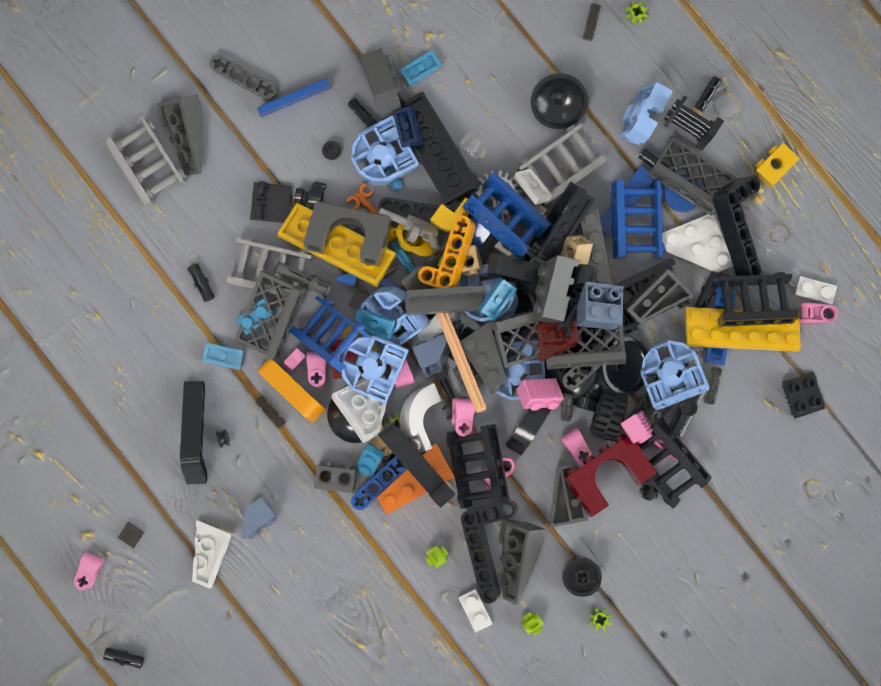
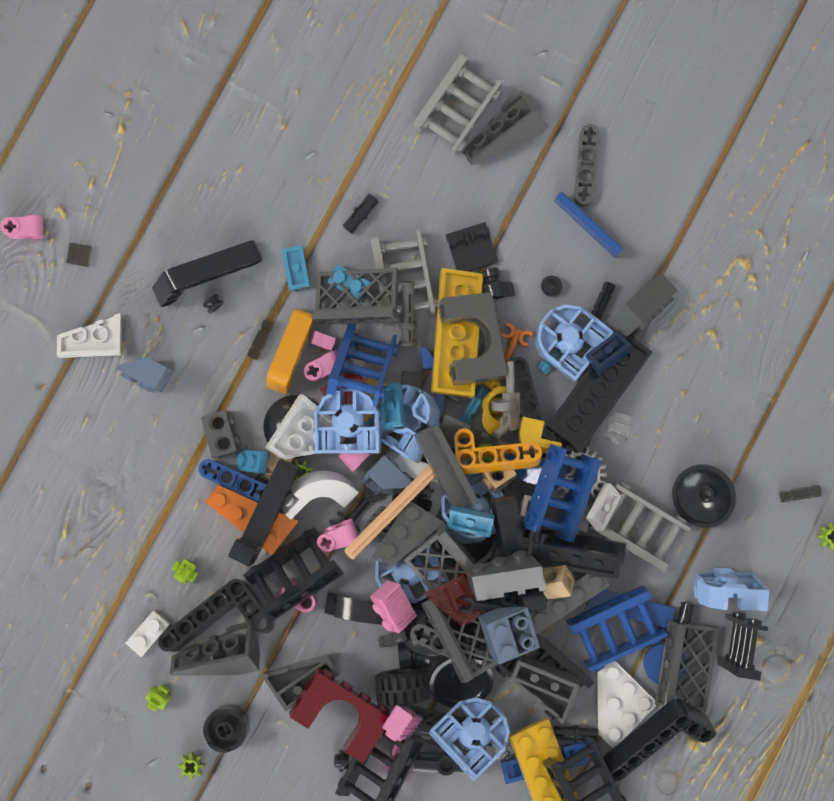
camera: 65 degrees right, 0 degrees up
(421, 68) = (675, 339): dark azure plate -> none
(574, 444) = (358, 663): bright pink piece -> none
(708, 94) = (779, 646): black axle -> none
(713, 384) = (482, 780): clear smoke axle -> none
(783, 156) = (746, 757): yellow brick -> none

